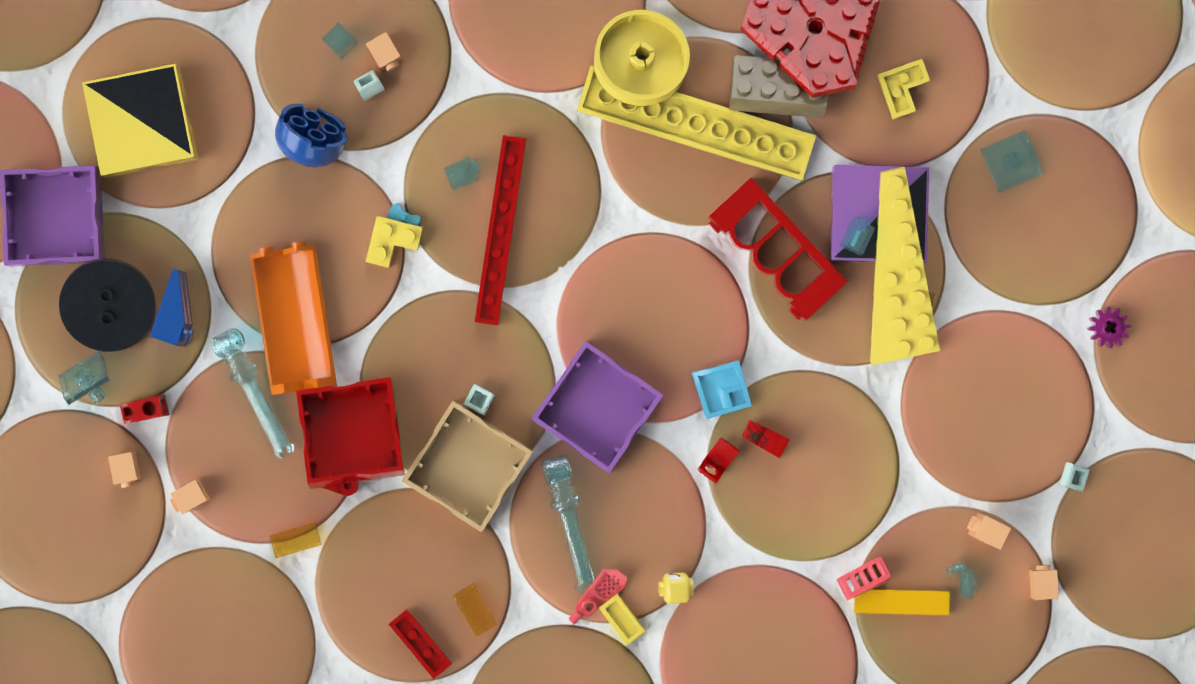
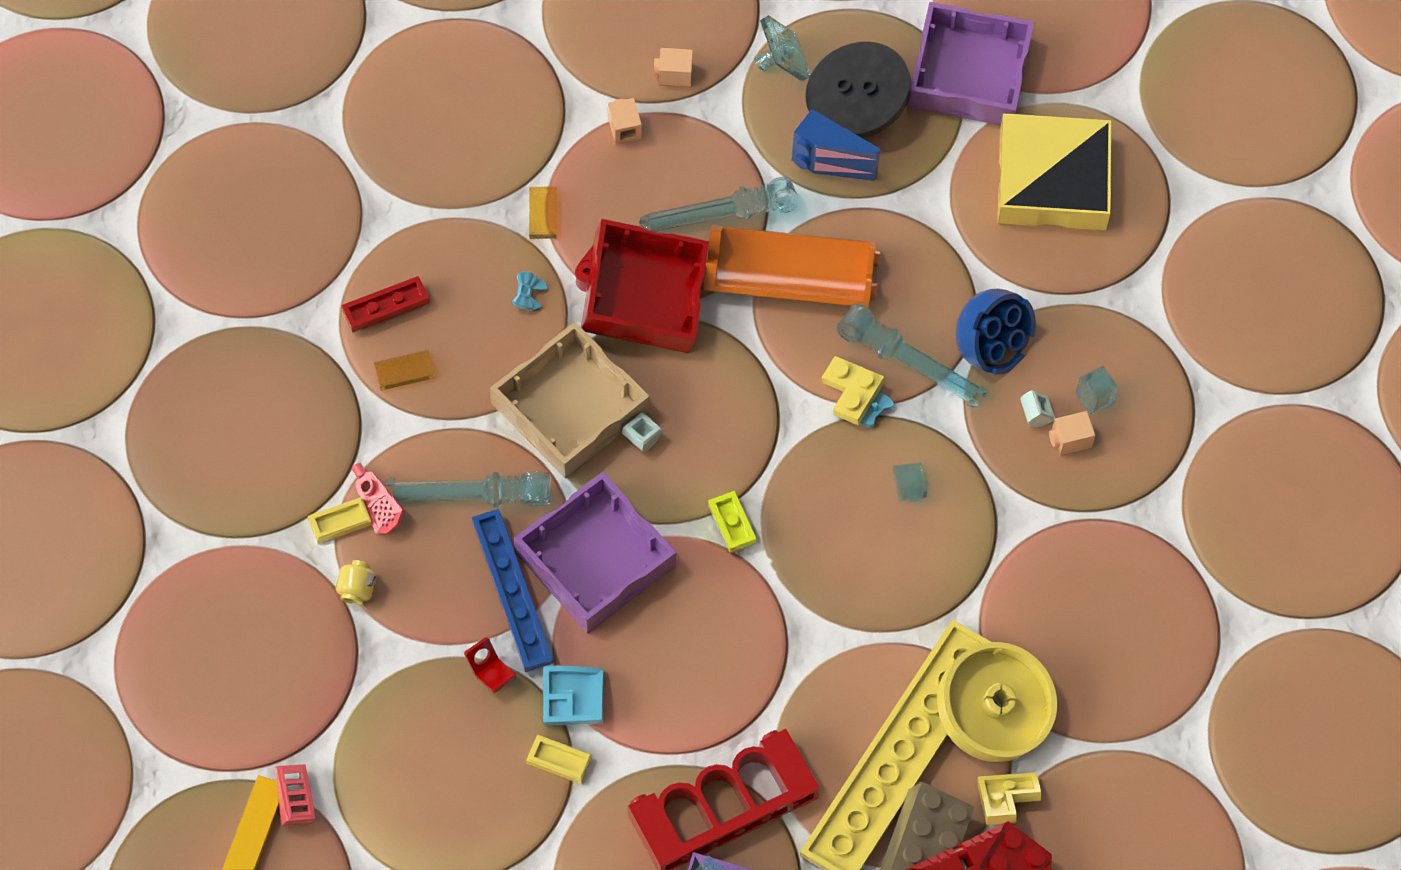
camera: 110 degrees right, 25 degrees down
(144, 409) = (733, 103): red leg -> none
(334, 248) = (859, 325): none -> clear light blue piece
(367, 532) = (527, 283): none -> medium azure piece
(500, 230) = (832, 504): red plate -> none
(538, 306) = (732, 521): none -> neon yellow plate
(646, 463) = (512, 590): none -> blue plate
(709, 38) = (1001, 792): none -> light yellow plate
(765, 438) = (498, 729): red leg -> none
(774, 386) = (559, 759): none -> light yellow tile

